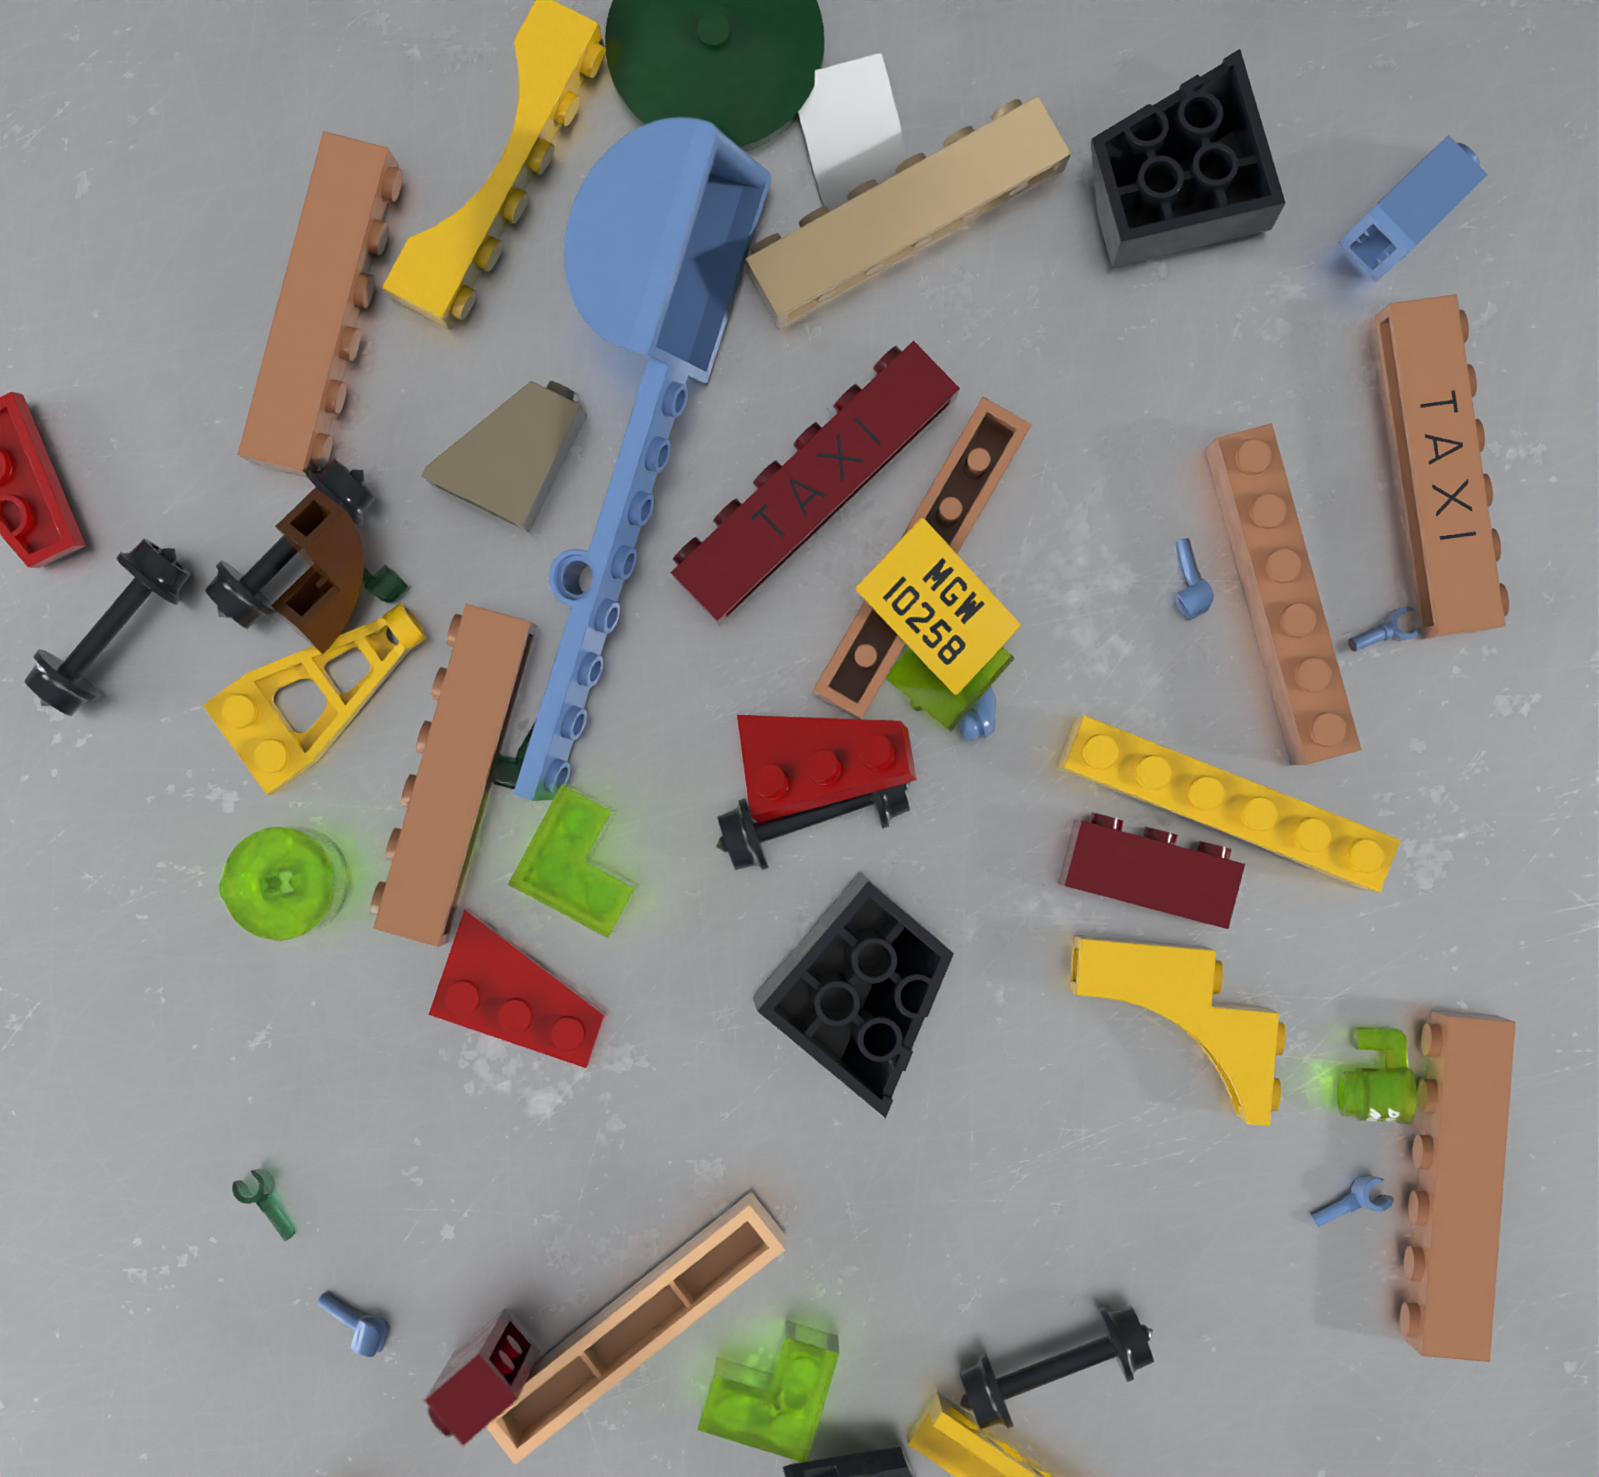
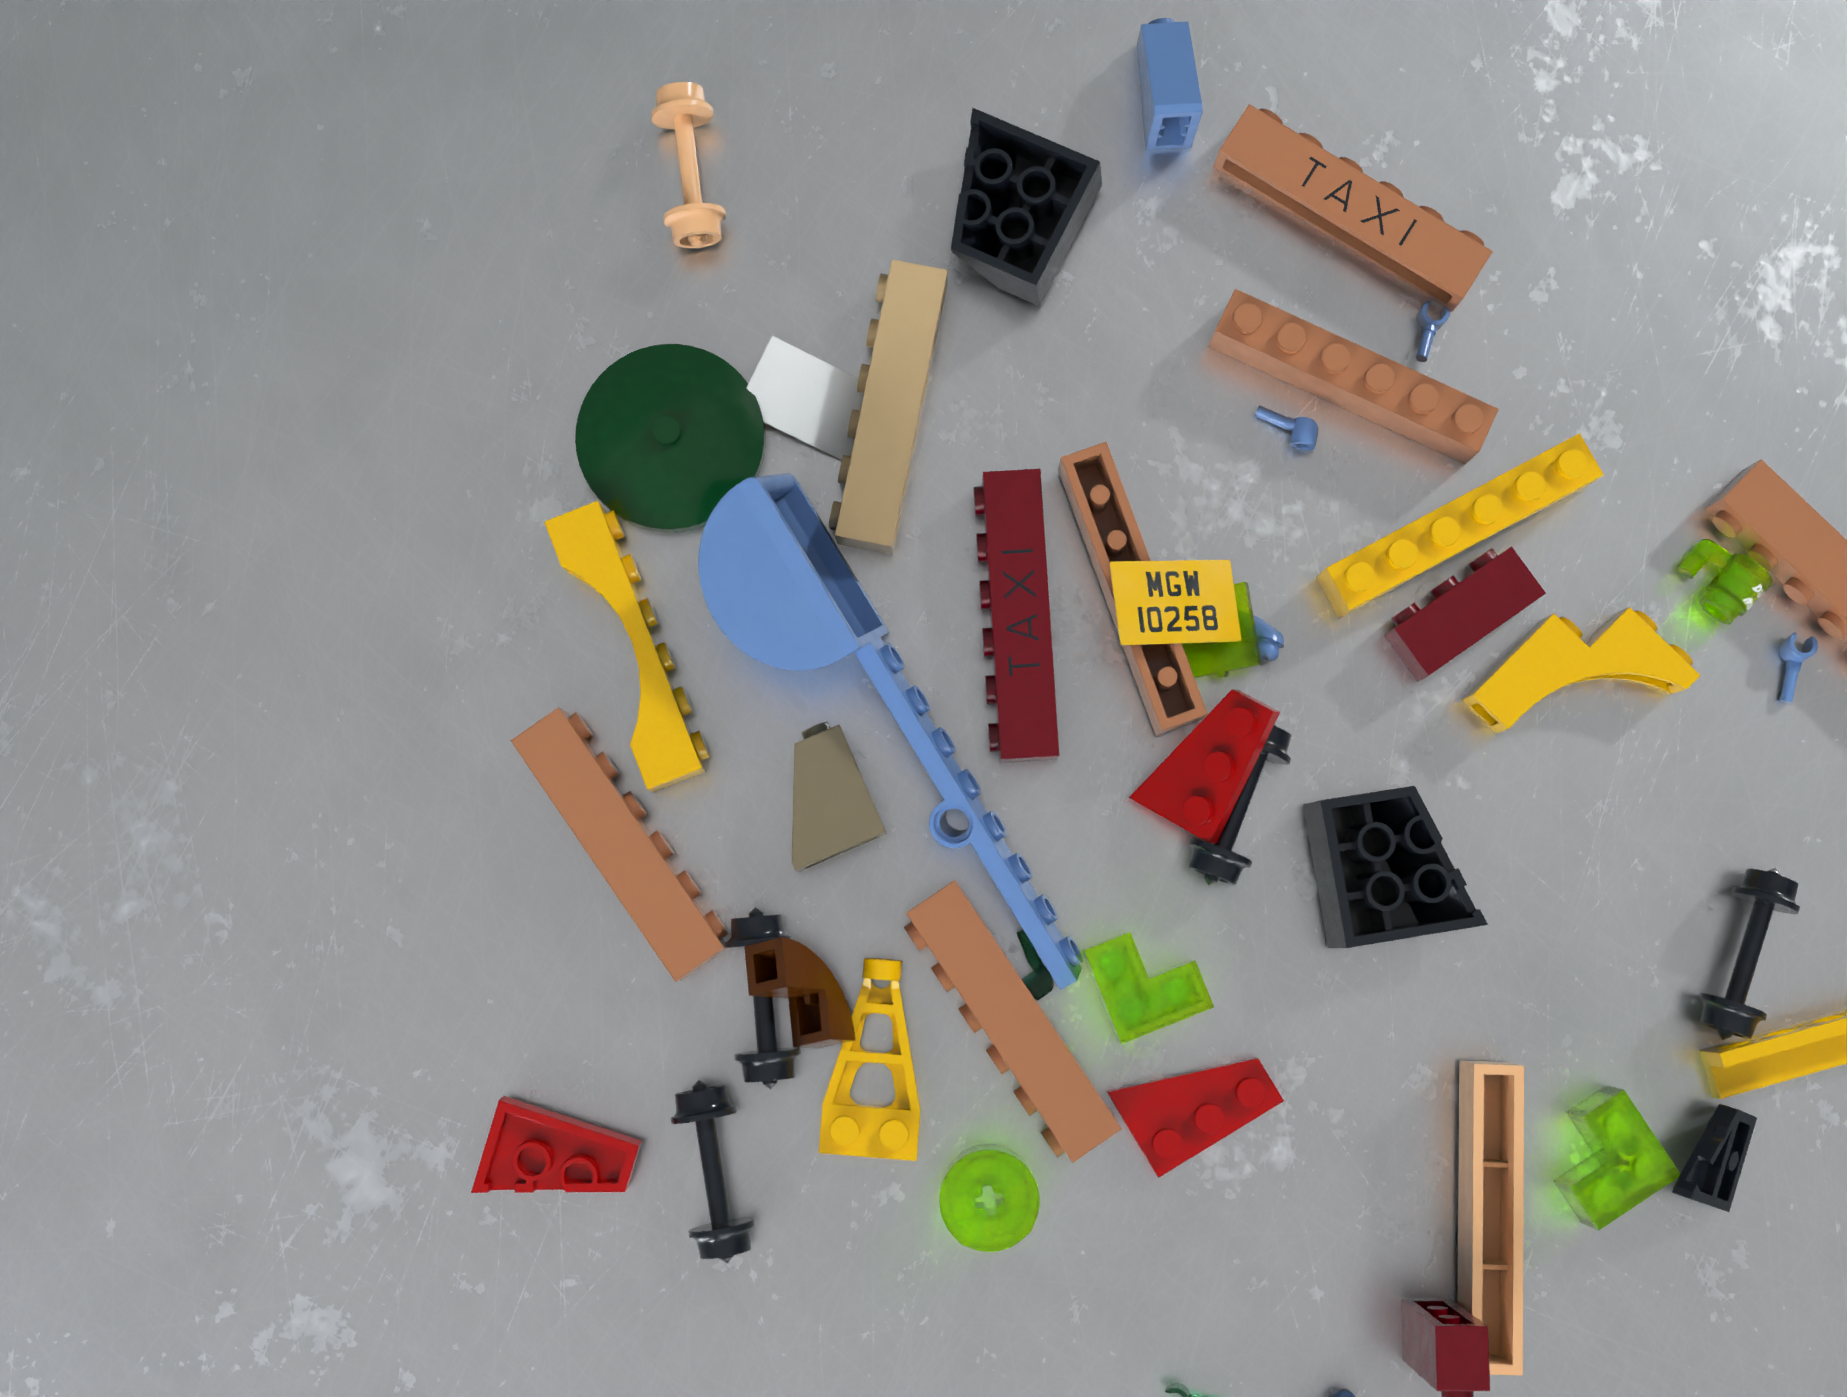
camera: 45 degrees left, 5 degrees down
(384, 584) = (842, 959): clear green hand -> none

